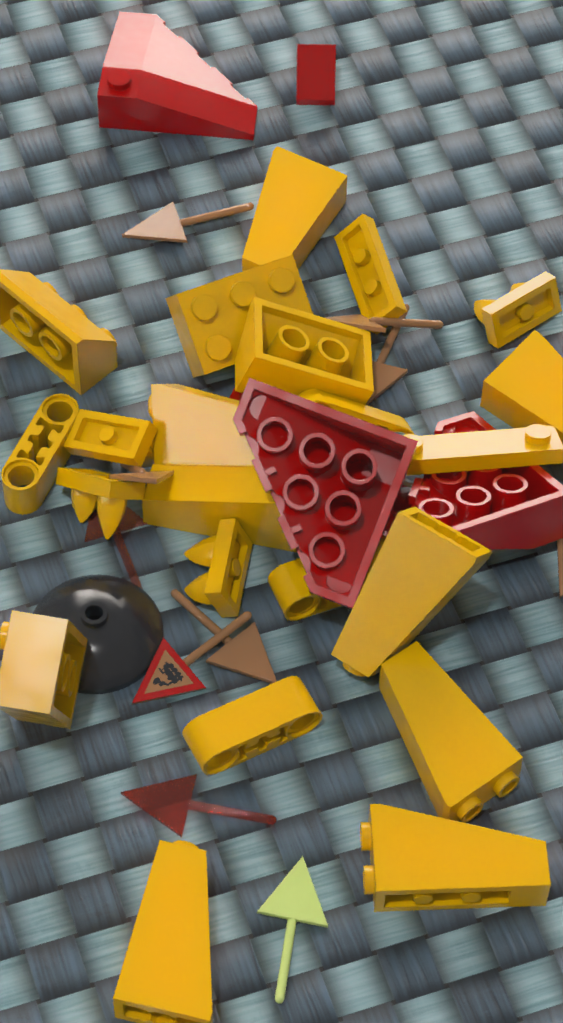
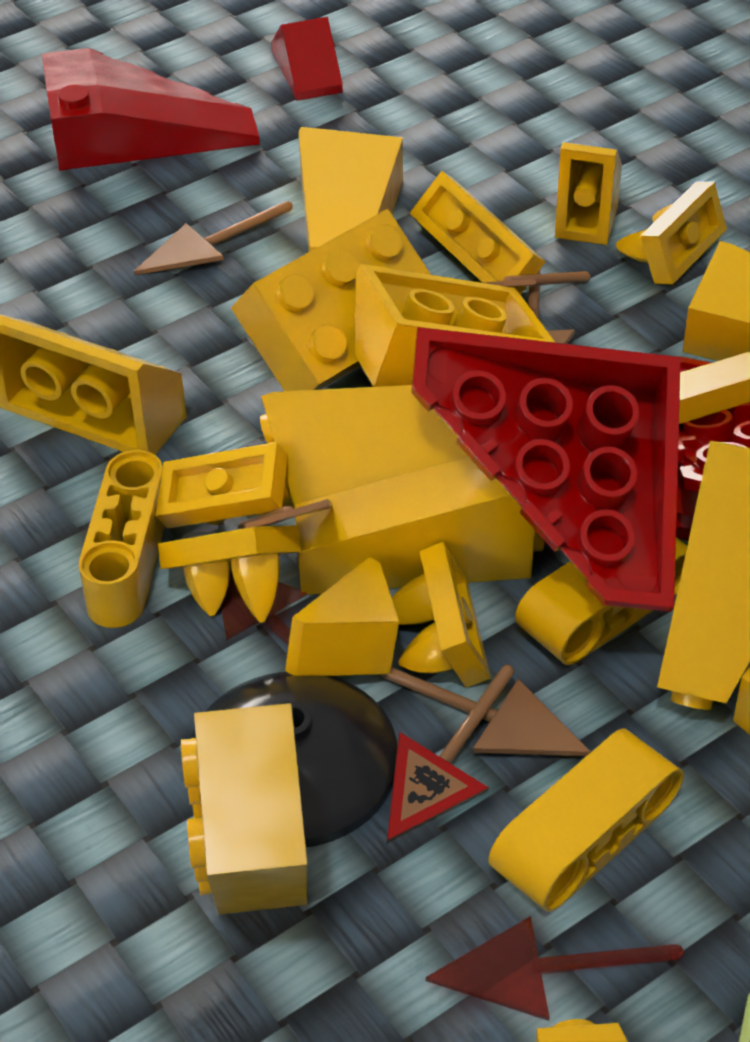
camera: 15 degrees left, 10 degrees down
(153, 559) = (346, 628): none -> yellow slope
(463, 259) = (587, 193): none -> yellow slope

